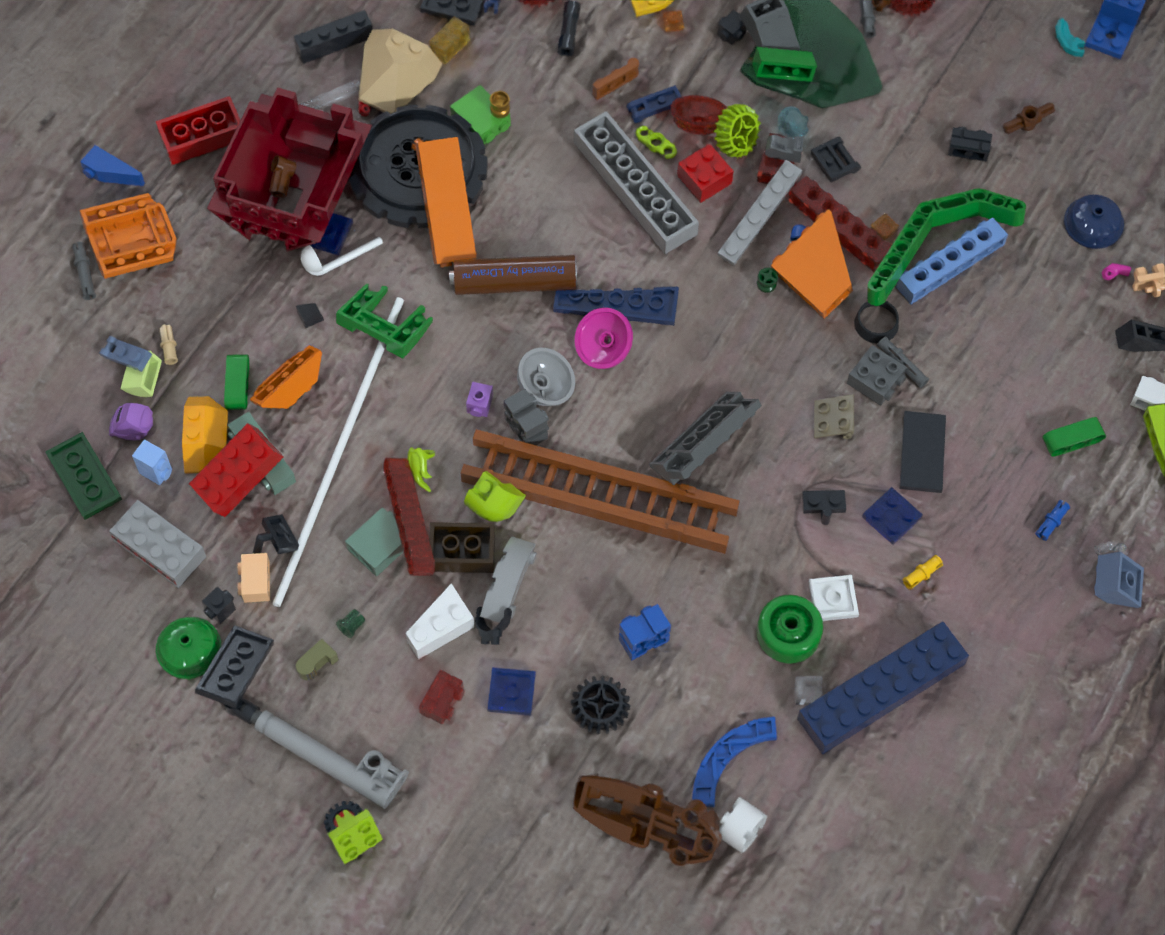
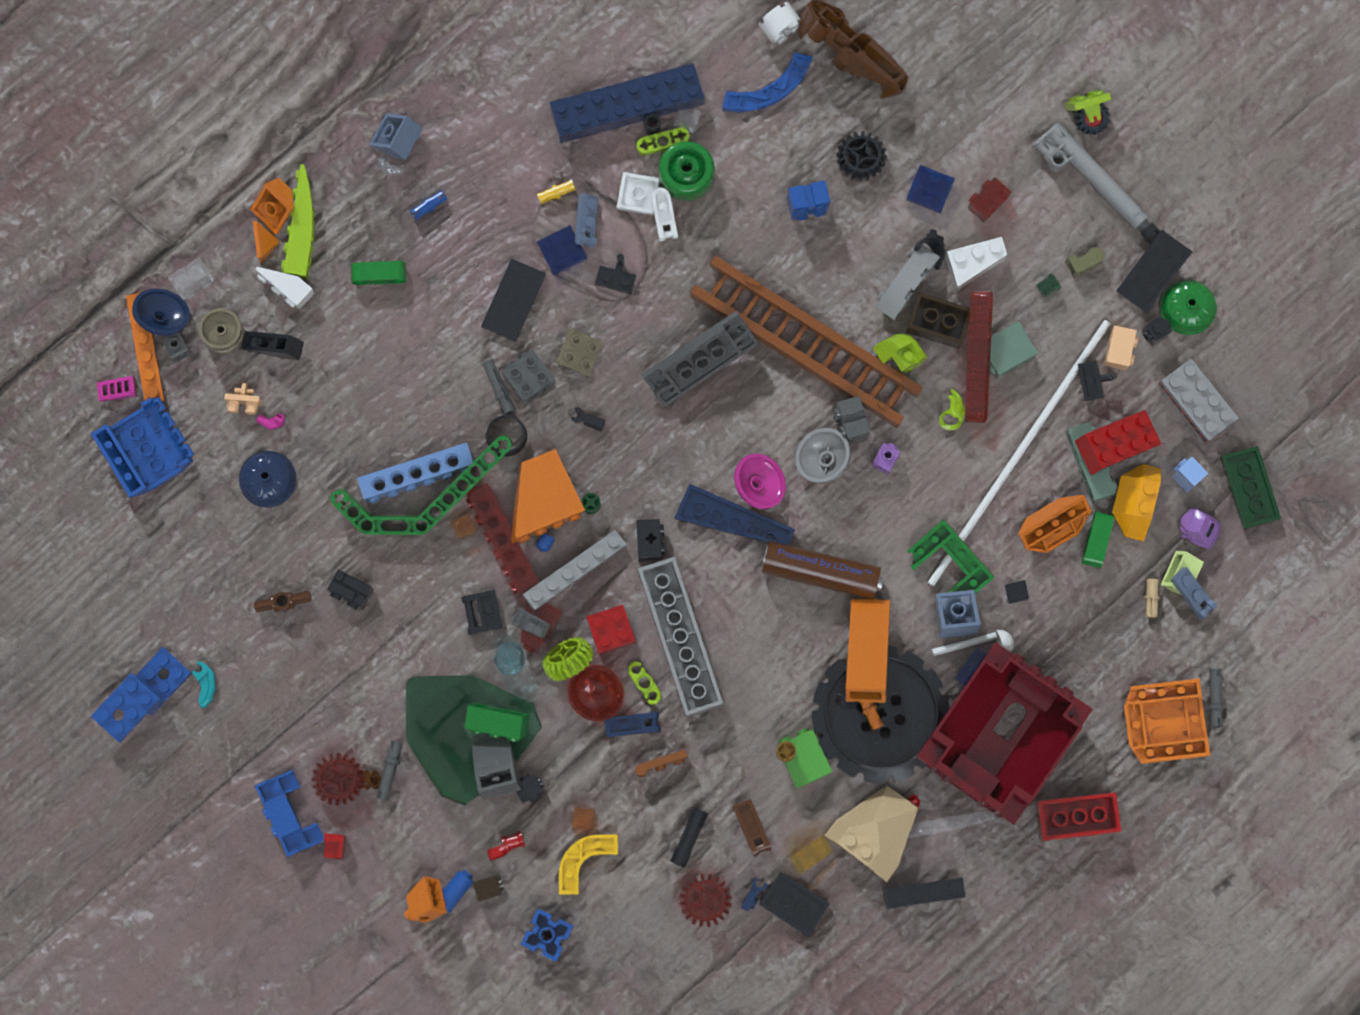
camera: 165 degrees left, 15 degrees up
(109, 169) = (1177, 806): blue slope -> none
(282, 170) = (1010, 746): reddish brown piece -> none
(365, 271) = (957, 614): none -> sand blue slope
(513, 51) = (751, 827): none -> reddish brown plate
(696, 261) = (648, 528): none -> black brick
(797, 577) = (663, 214): none -> white plate
(799, 356) = (589, 420): none -> black bar
(843, 658) = (648, 140): none -> lime beam
(848, 666) = (652, 130): none -> black beam
(878, 550) = (586, 220): none -> sand blue plate

